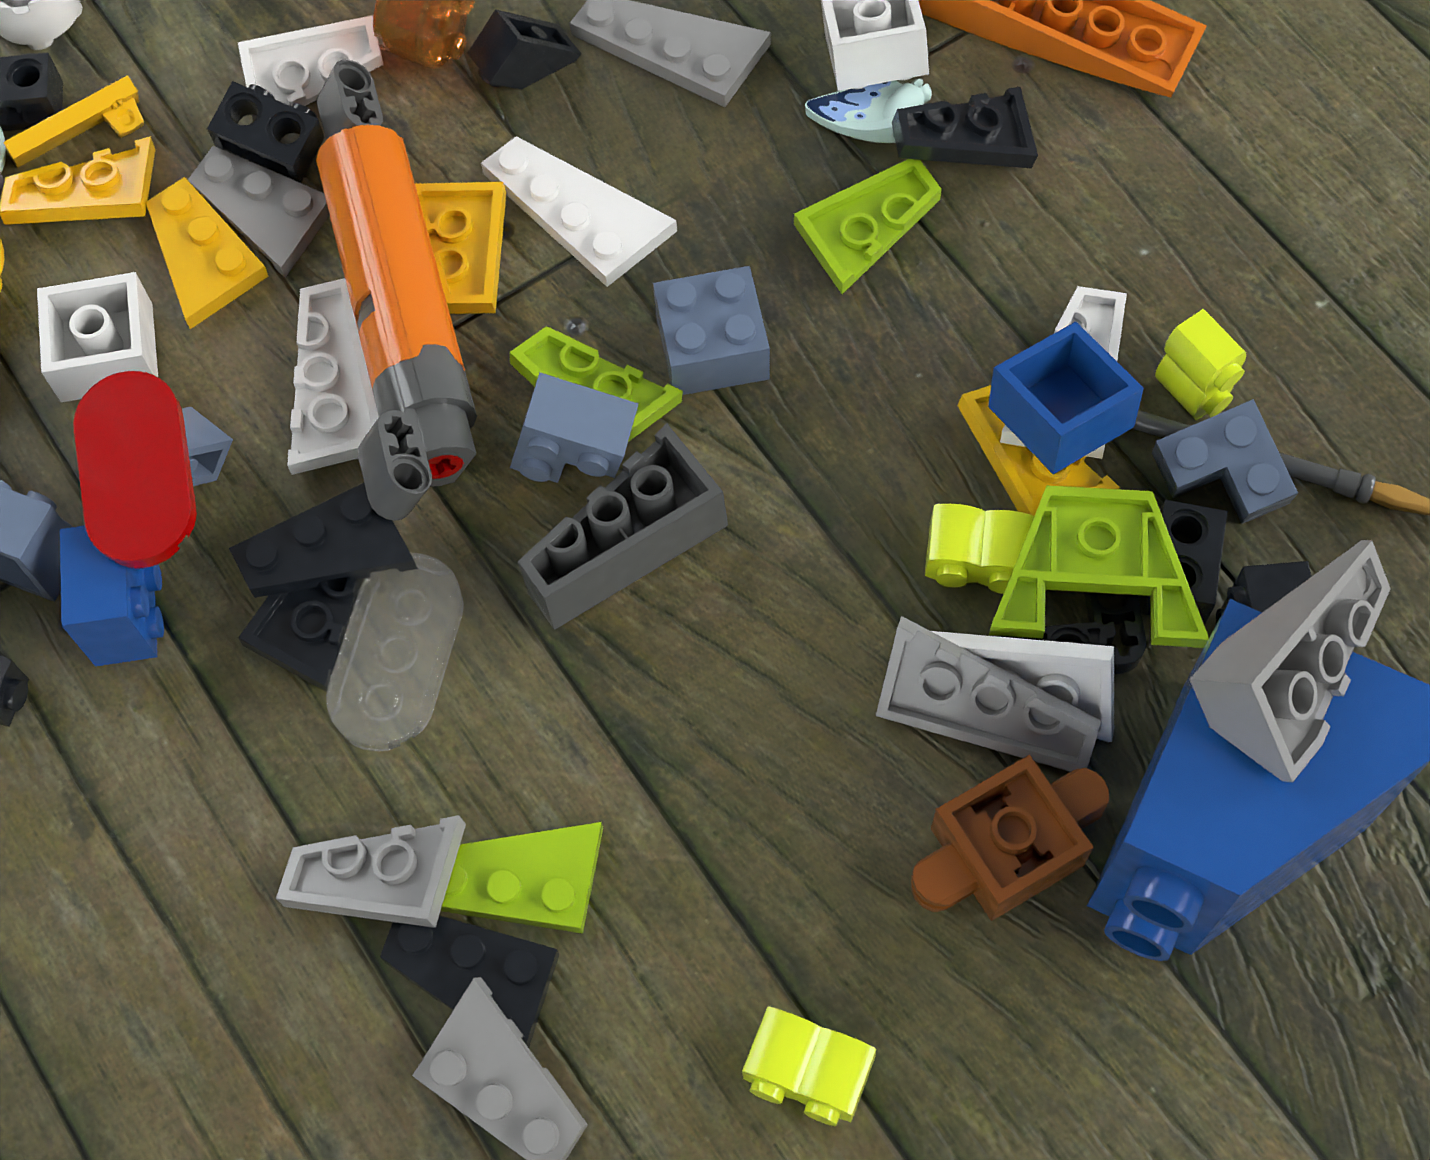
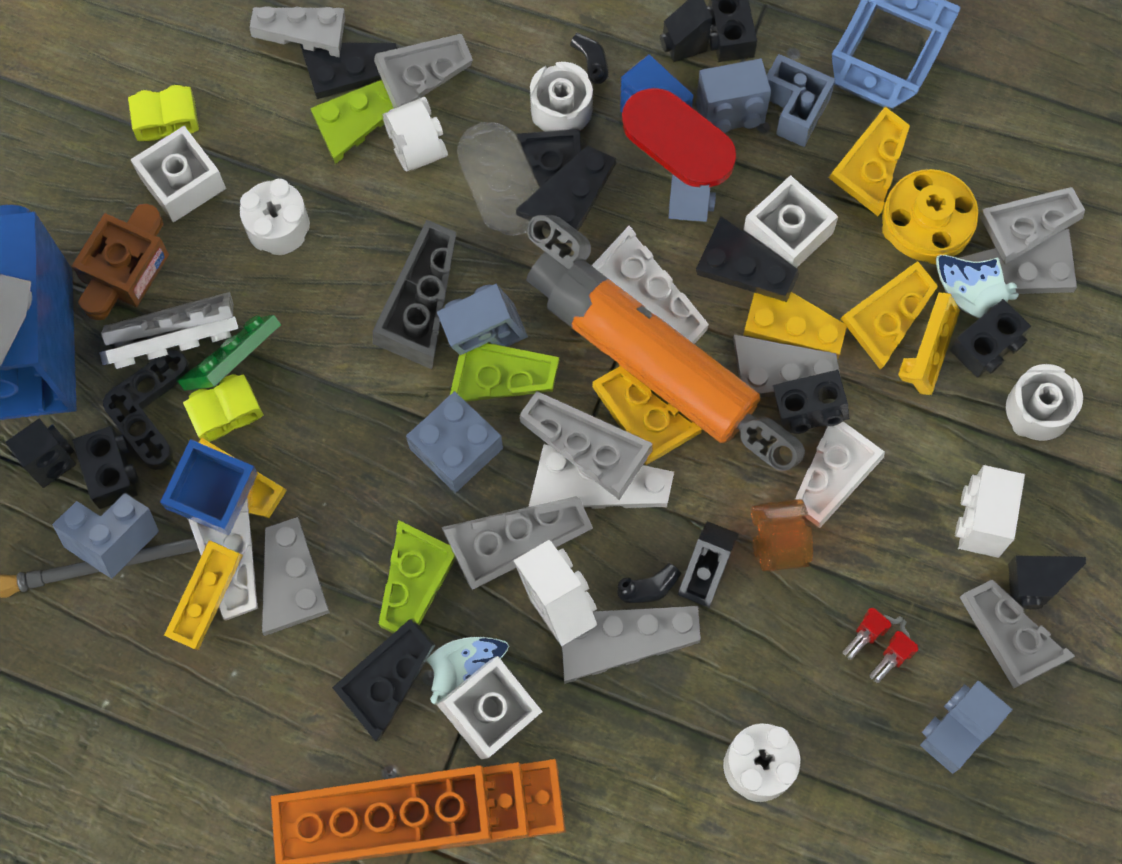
camera: 145 degrees right, 5 degrees up
(123, 744) = (595, 57): none -> black arm
(190, 335) = (746, 263): none -> black wing
(229, 717) = (561, 97): none -> white brick
(464, 758) = (415, 134): none -> white brick
(553, 228) = (592, 445): none -> light grey wing
(605, 67) = (648, 589): none -> black arm
(718, 80) = (557, 591): none -> white brick
(724, 189) = (491, 543): none -> light grey wing
(740, 741) = (274, 217): none -> white brick
(848, 925) = (178, 173): none -> white brick
(943, 596) = (230, 354): none -> green wing
(1016, 304) = (290, 579): none -> light grey wing
(1100, 545) = (151, 430): lime wing -> none
(1145, 314) = (203, 595): none -> yellow hinge
(1201, 365) = (149, 582): neon yellow brick -> none

